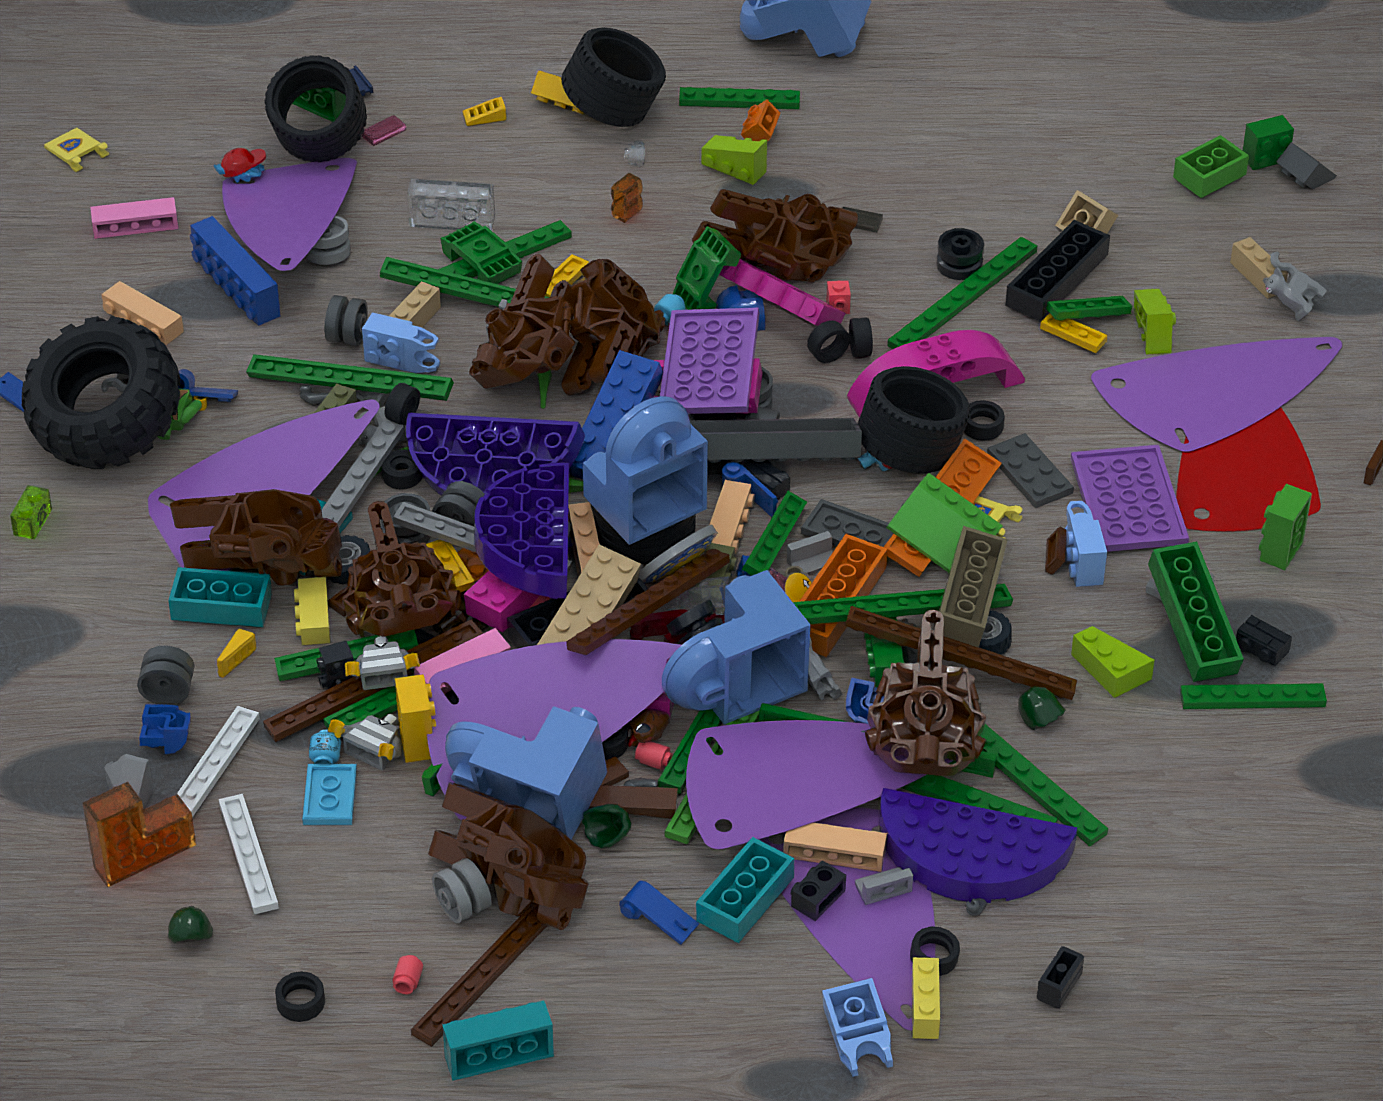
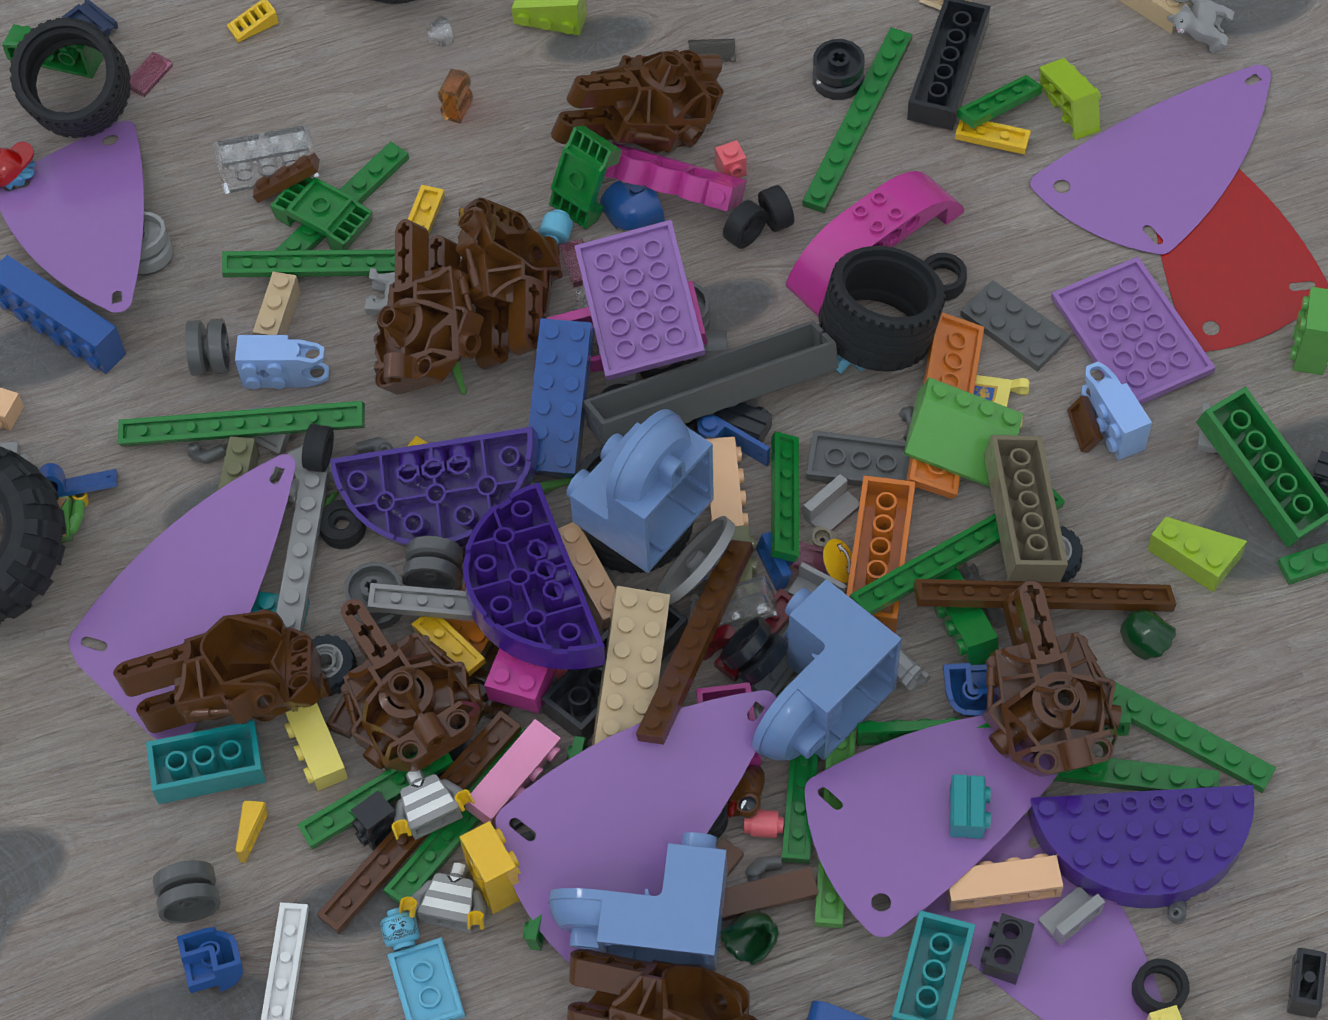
camera: 15 degrees left, 15 degrees up
(461, 220) = (286, 177): none -> reddish brown plate
(825, 776) = (968, 806): none -> teal brick

